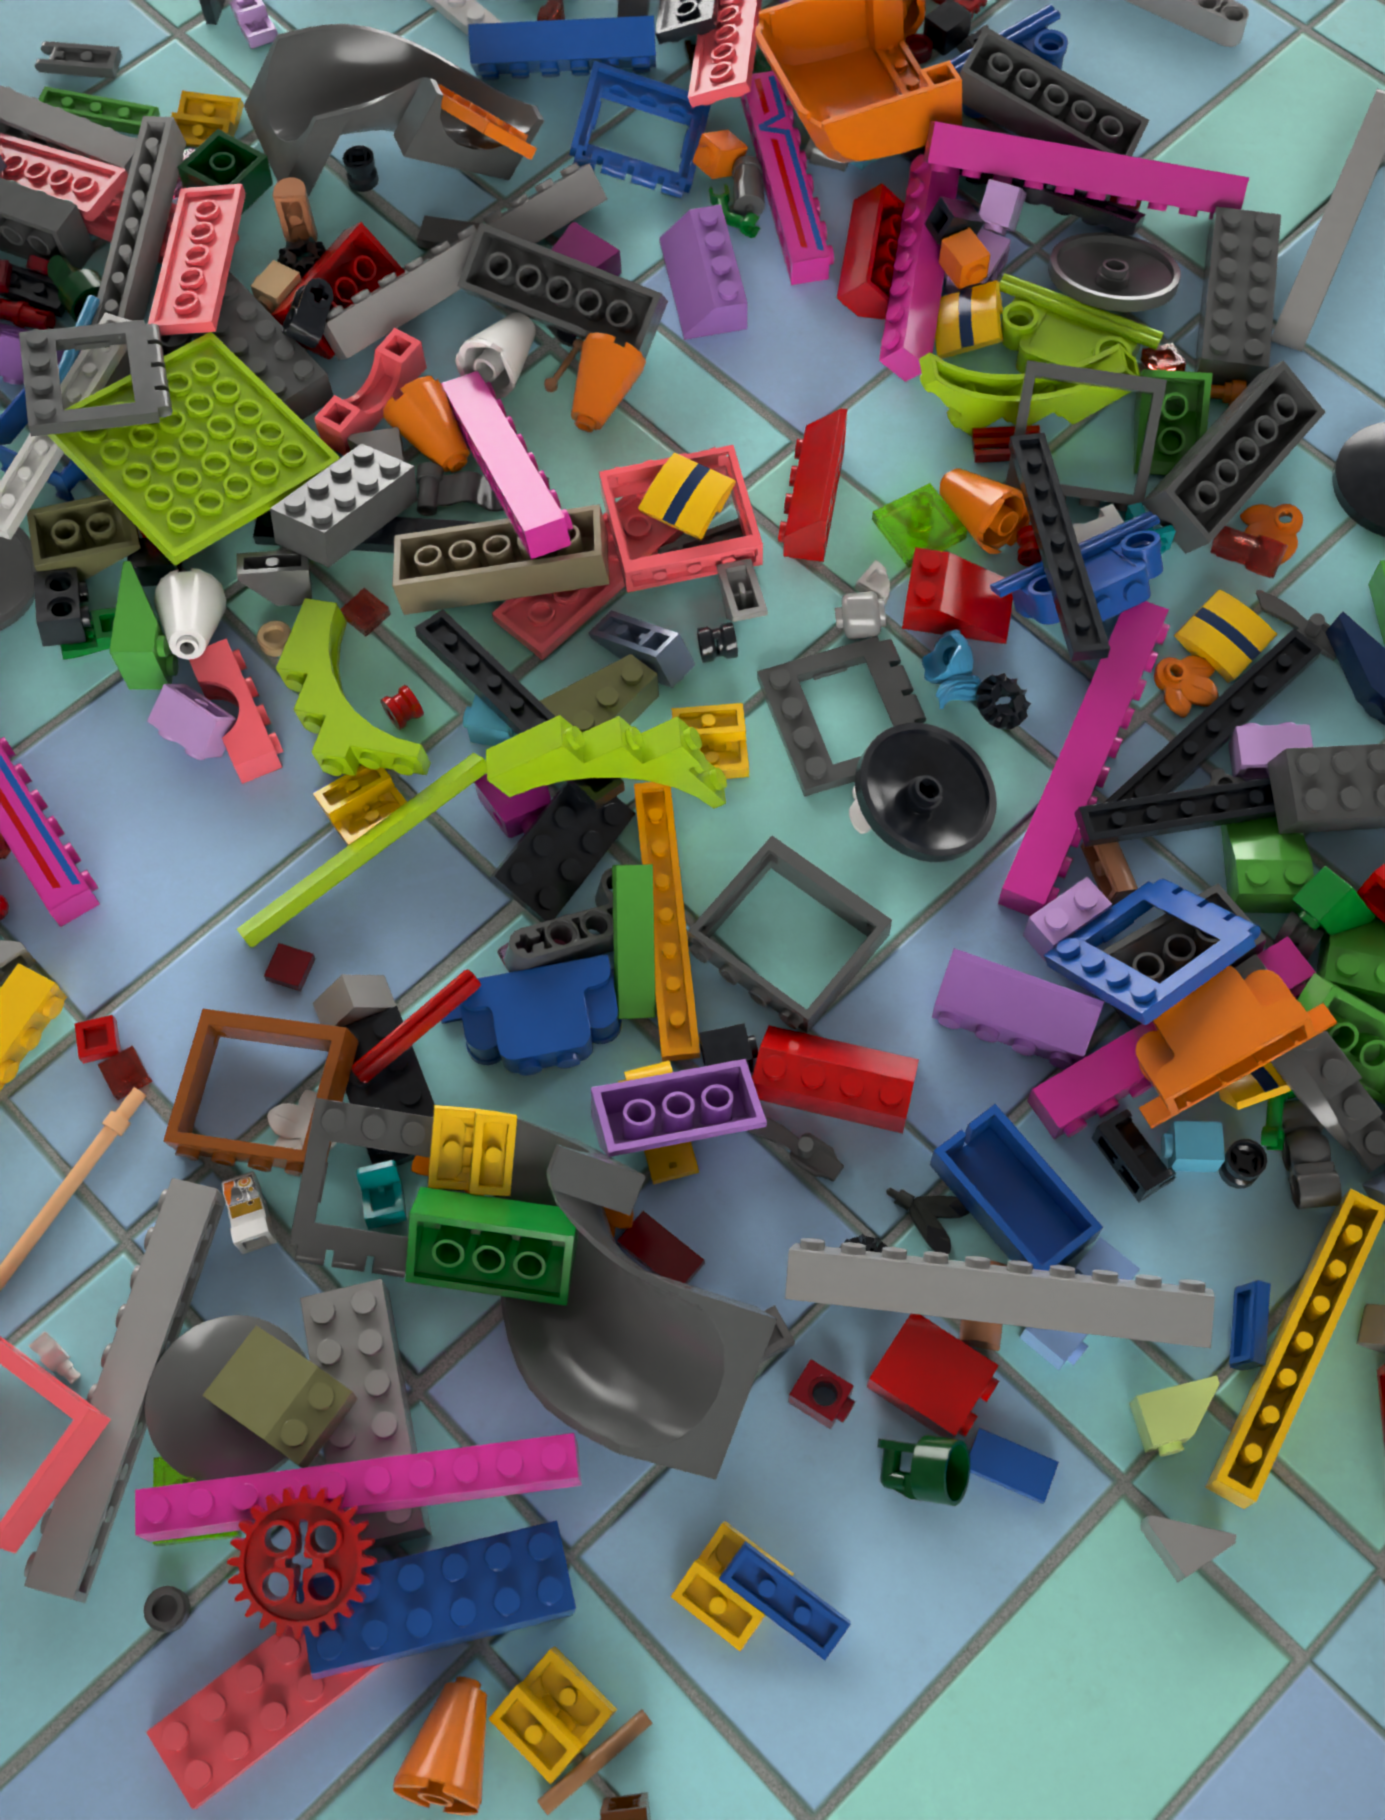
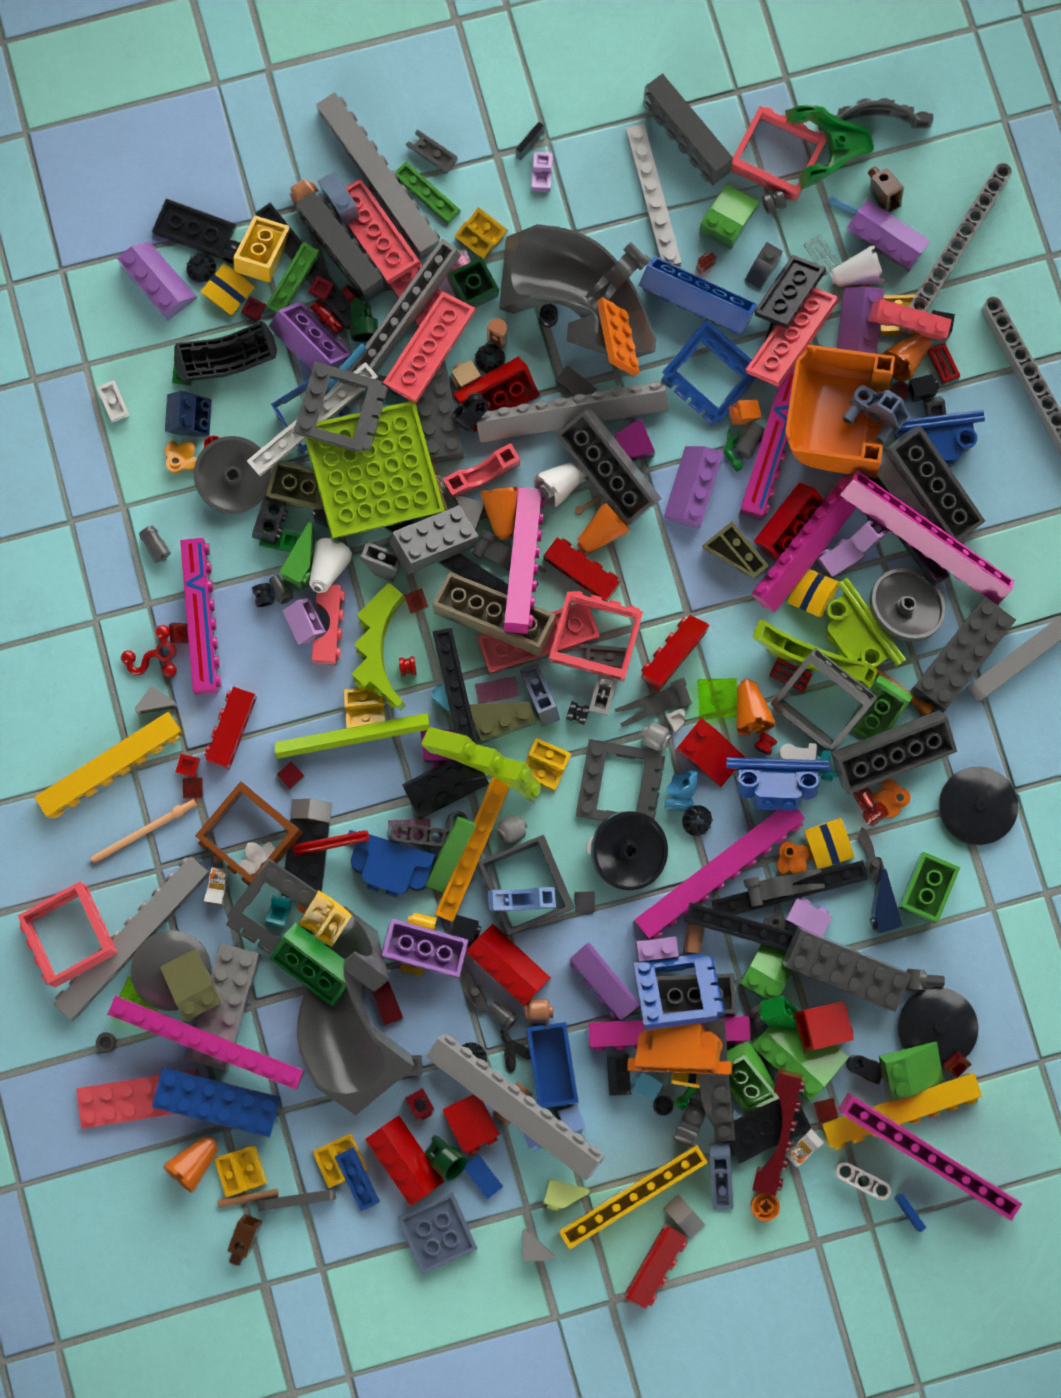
camera: 25 degrees right, 15 degrees up
(54, 1357) = (106, 908): white piece -> none
(106, 722) = (263, 595): none -> black wheel
(131, 699) = (282, 592): none -> dark grey cone
(145, 942) = (230, 728): none -> red brick
(261, 1559) = (184, 1071): red gear -> none
(273, 637) = (366, 590): tan tile -> none
(438, 48) = (621, 271): none -> dark grey flag
(570, 668) = (496, 690): none -> clear pink slope
(593, 448) = (581, 570): none -> red brick
(686, 495) = (602, 631): yellow slope -> none
(690, 1709) = (294, 1200): none -> dark grey beam
(714, 860) = (511, 829): none -> light grey head
(800, 946) = (521, 899): none -> medium blue arch
(823, 320) = (736, 551): none -> olive wedge
(835, 571) = (658, 702): none -> dark grey flag
(852, 1517) = (404, 1160): none -> red slope
(878, 1162) = (502, 1015): none -> dark grey cone
(902, 909) = (584, 902): none -> dark grey slope
(918, 40) = (884, 405): none -> sand blue piece
(934, 1120) = (538, 1011): none -> nougat head
(952, 217) = (835, 536): black brick -> none
(964, 258) = (828, 560): orange brick -> none
(993, 1621) = (437, 1233): none -> sand blue plate
(1059, 548) = (763, 762): black plate -> none
(1163, 358) = (901, 672): clear red plate -> none
(1194, 725) = (778, 886): none -> dark grey flag
(1250, 1325) = (619, 1176): blue tile -> none

